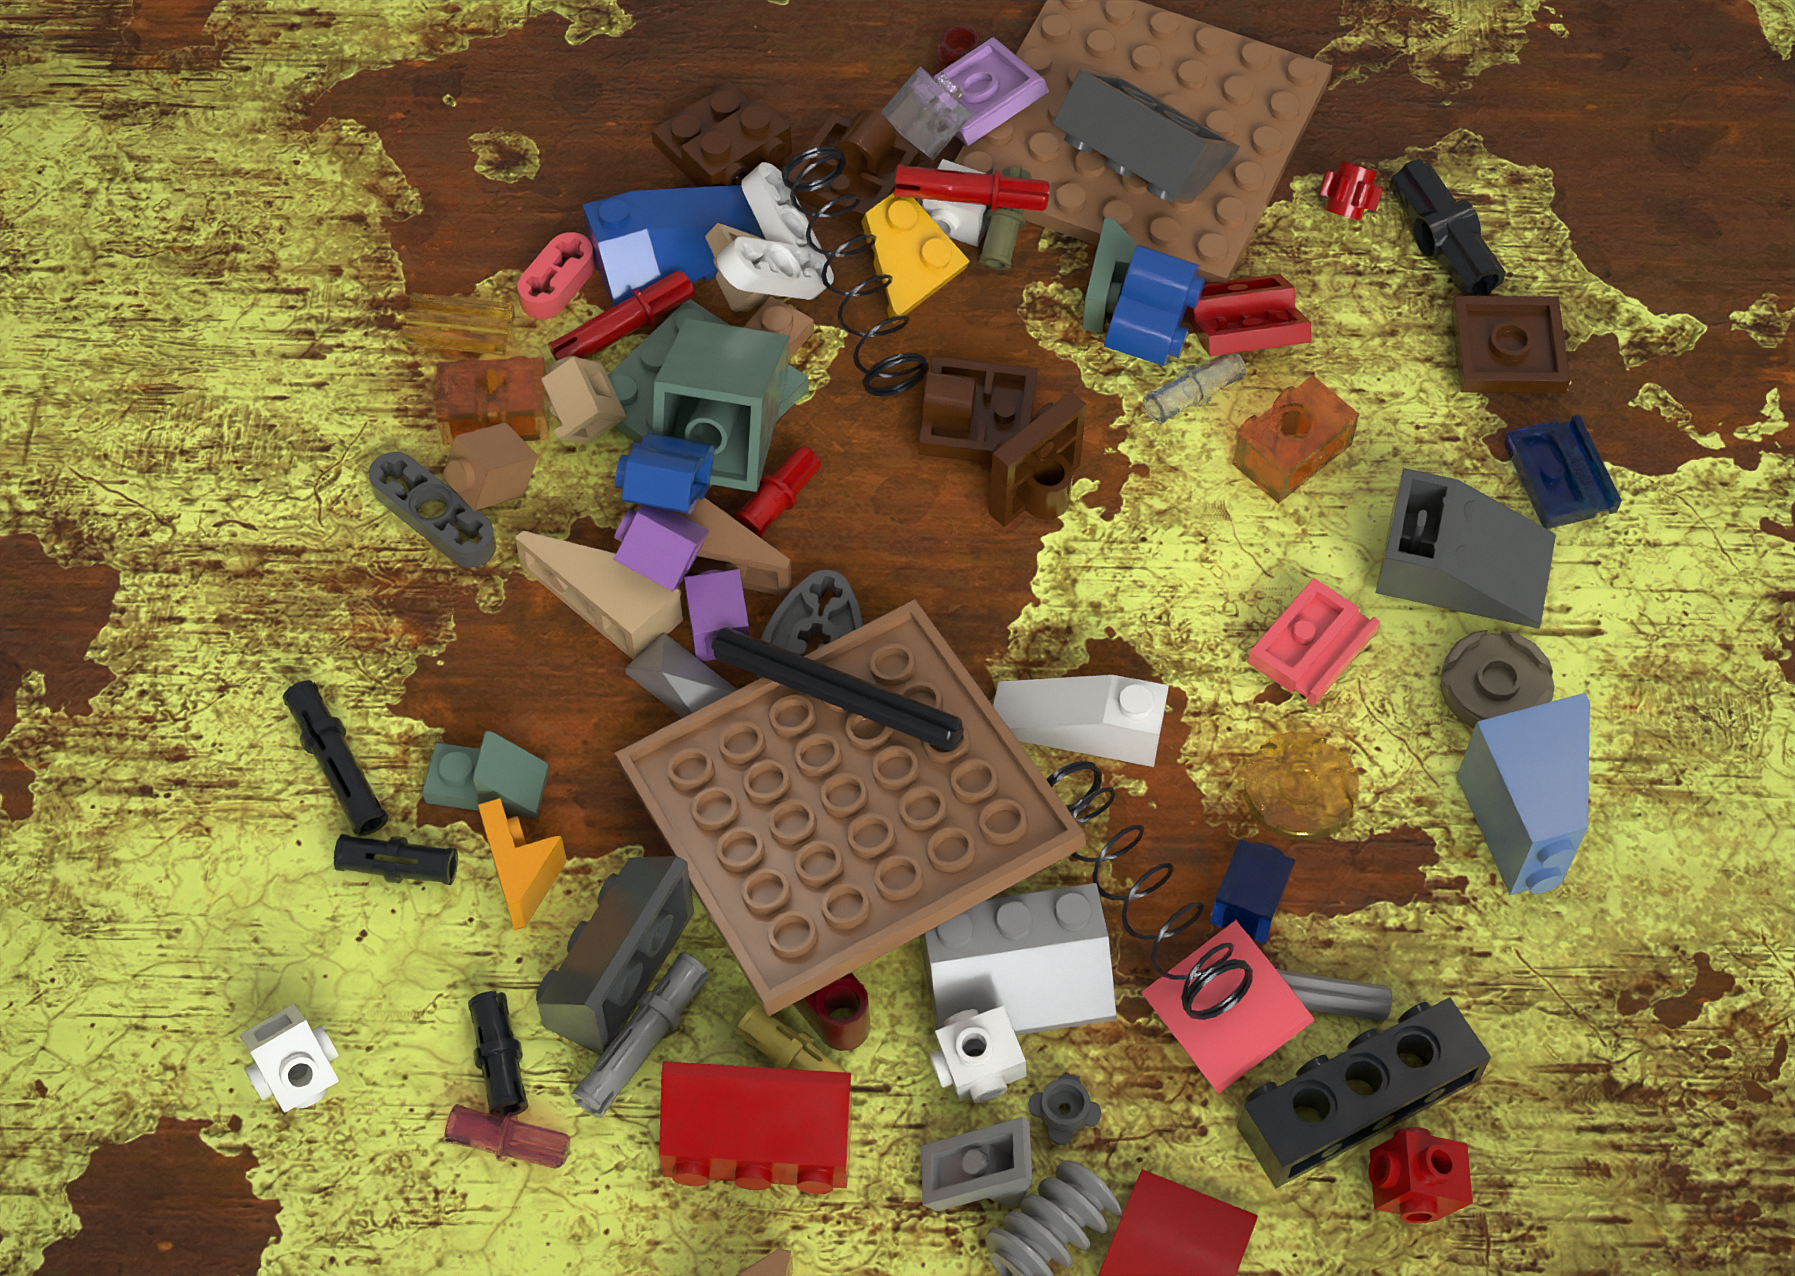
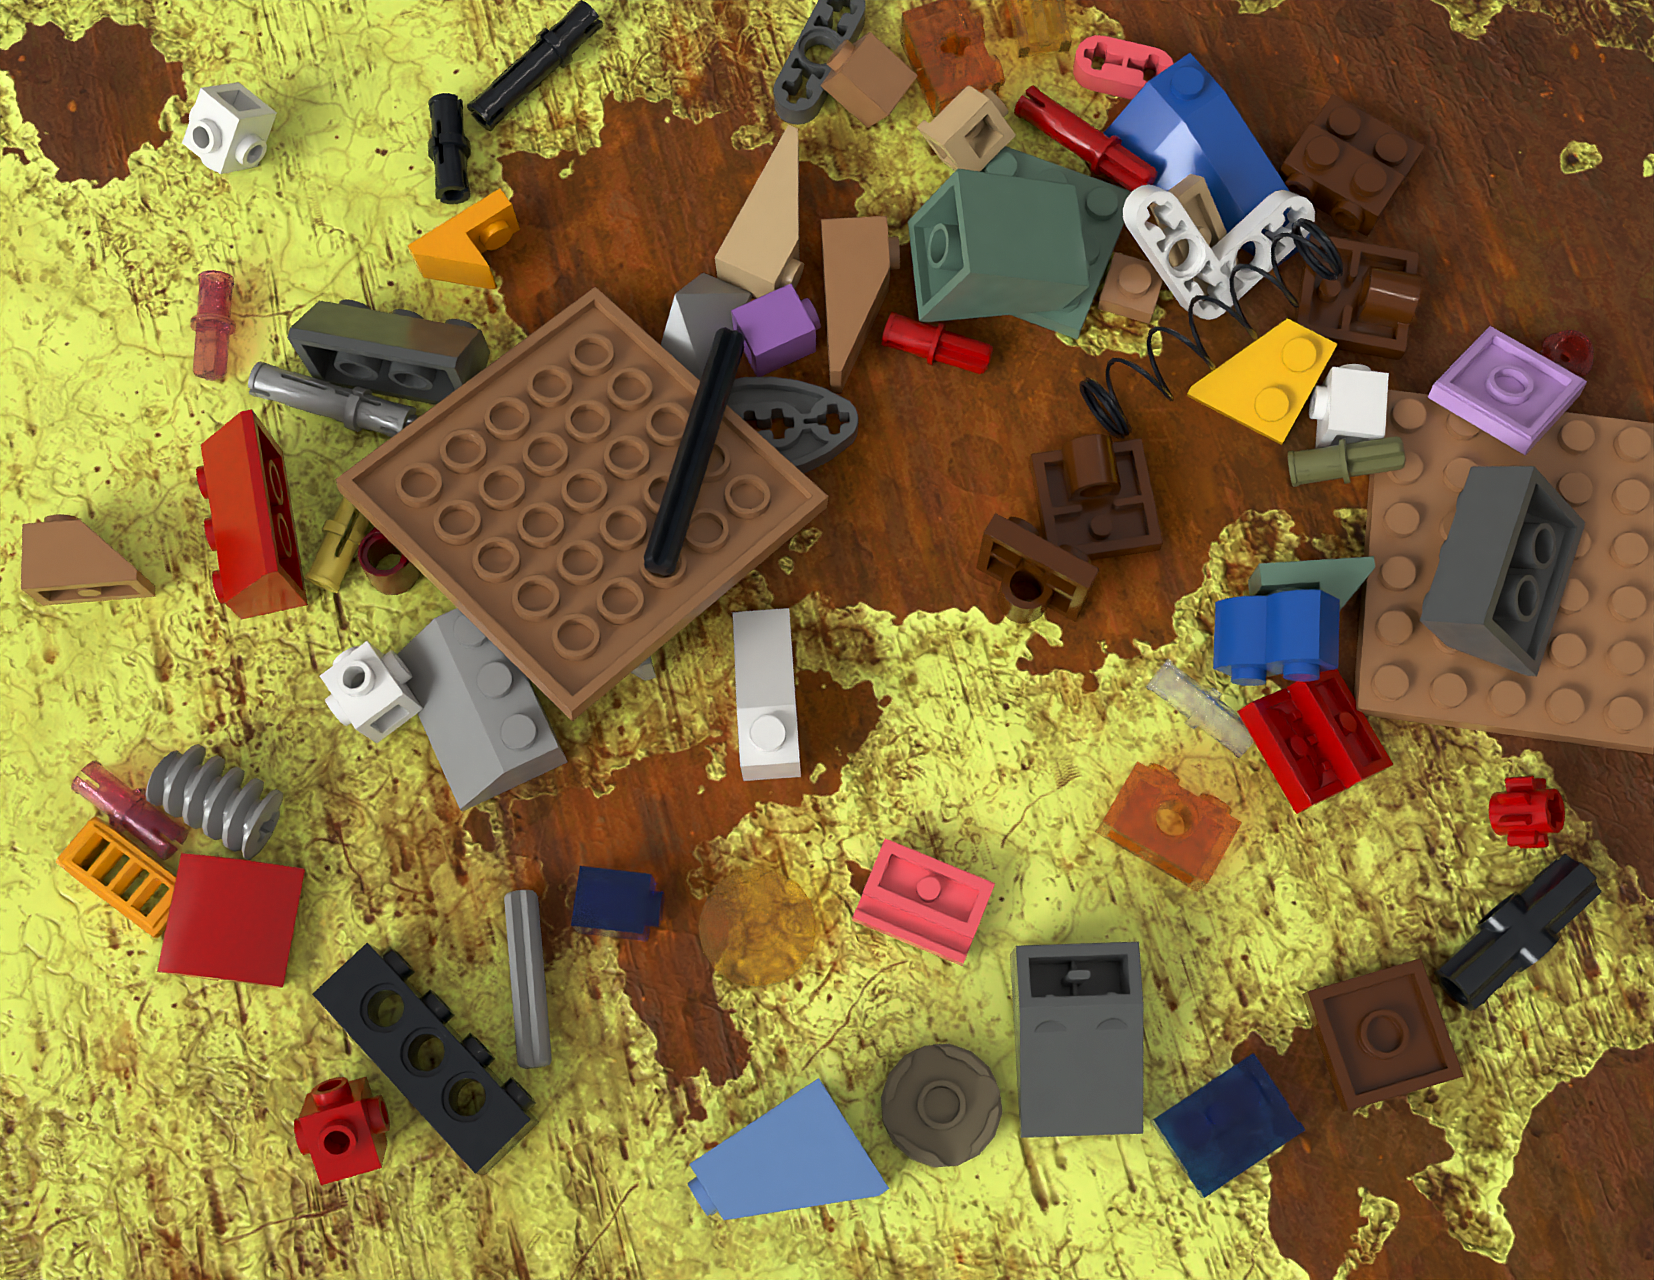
camera: 75 degrees right, 15 degrees up
(475, 776) = (551, 195): sand green slope -> none
(497, 1053) = (287, 292): black pin -> none
(659, 544) = (806, 245): medium lavender brick -> none
(665, 472) = (875, 221): blue brick -> none
(928, 111) = (1442, 339): clear brick -> none
(971, 188) = (1350, 407): red axle -> none
(978, 1166) = (262, 722): light grey slope -> none
(1068, 1092) = (351, 768): dark grey plate -> none
(1204, 975) = (463, 888): black piece -> none
(1248, 1031) = (479, 907): coral slope -> none

